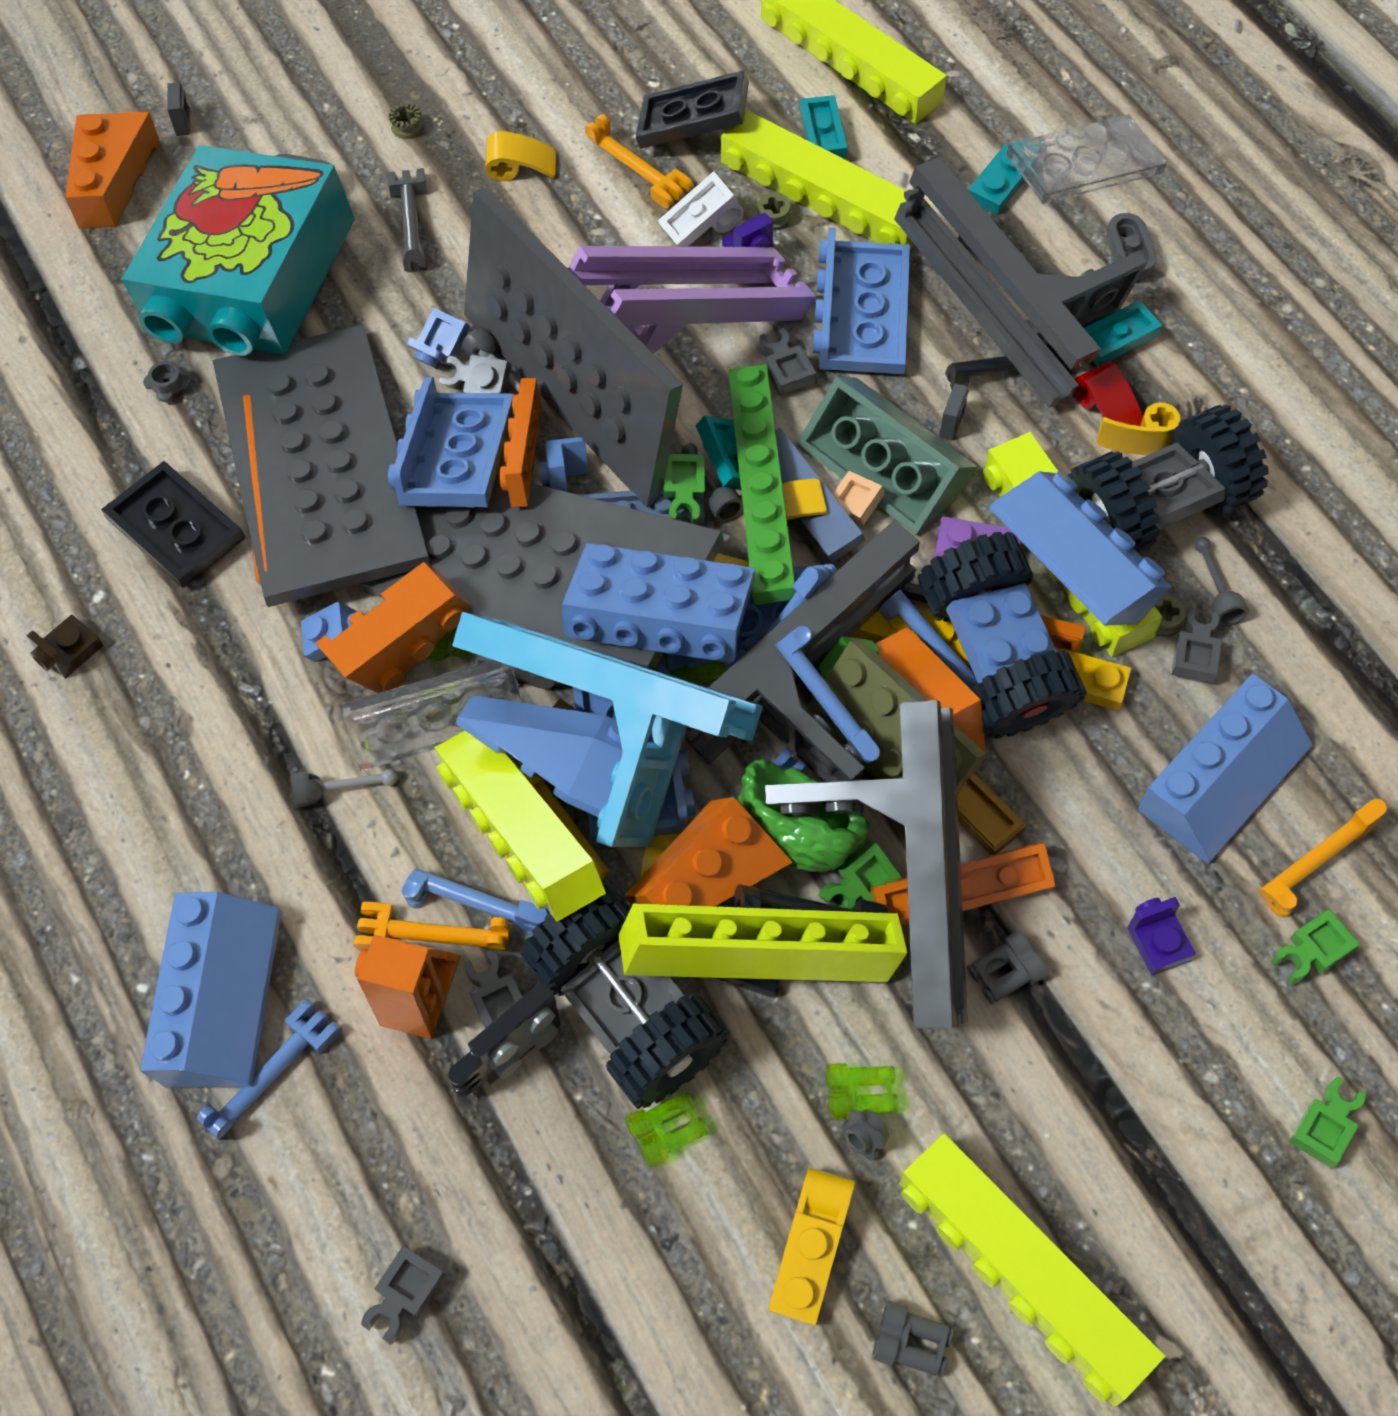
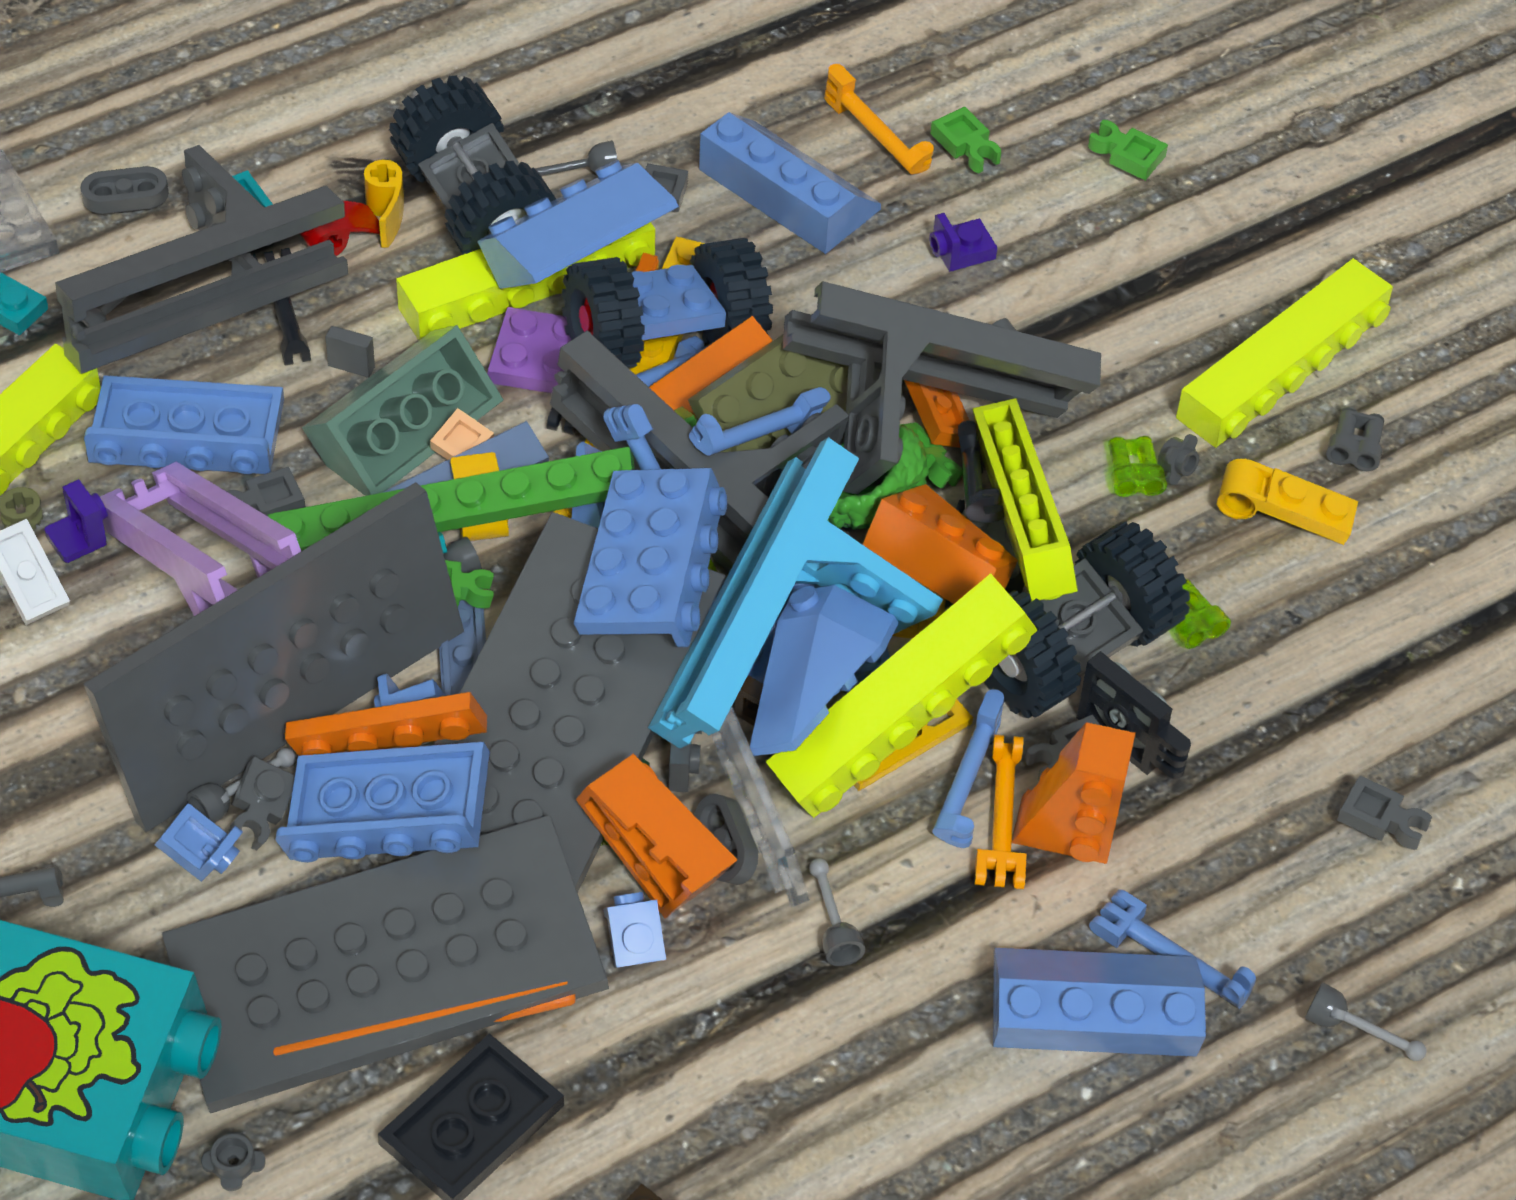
camera: 95 degrees left, 10 degrees down
(185, 1211) = (1331, 1008): none -> hinge

